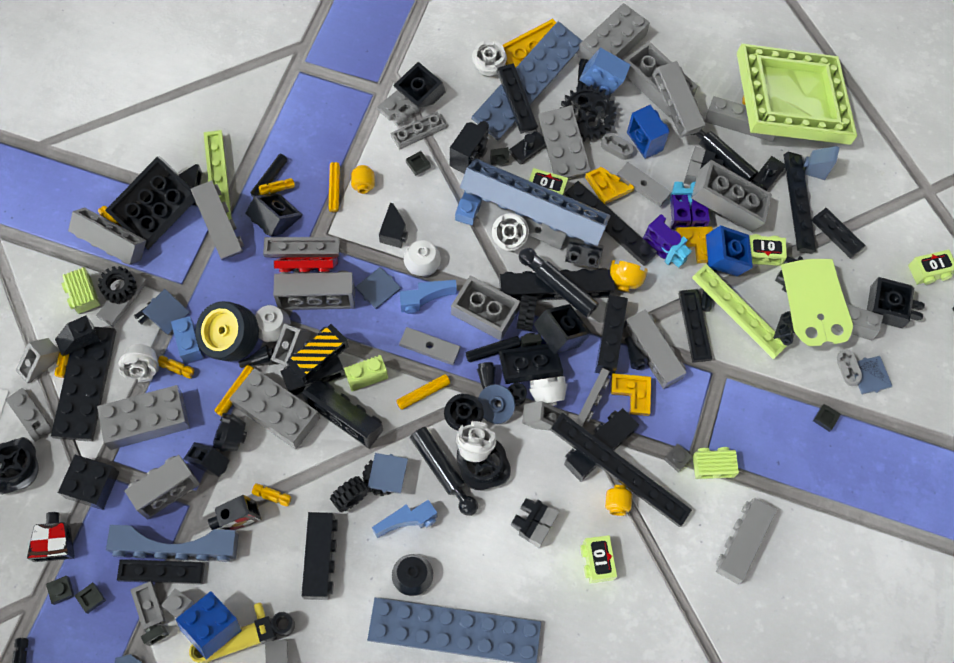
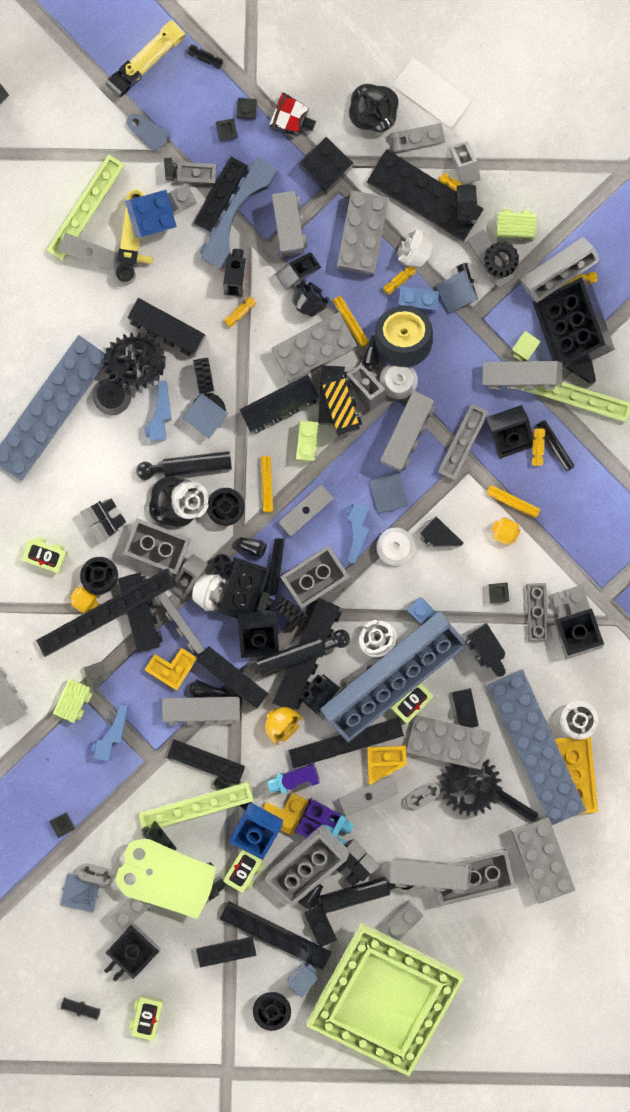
camera: 125 degrees right, 20 degrees up
(191, 234) = (525, 347): none -> yellowish green brick
(305, 264) = (436, 435): red plate -> none
(367, 567) = (151, 356): none -> black gear
(492, 412) = (216, 536): sand blue dish -> none
(499, 156) = (465, 673): pearl dark grey plate -> none
(517, 98) = (517, 721): black tile -> none
(533, 456) = (157, 546): none -> light grey brick
(590, 495) = (99, 575): none -> black cone
(605, 71) = (502, 823): medium blue brick -> none
(647, 131) = (417, 829): blue brick -> none
(722, 411) = (103, 748): none -> medium blue slope
(861, 172) = (272, 1011): none -> black cone

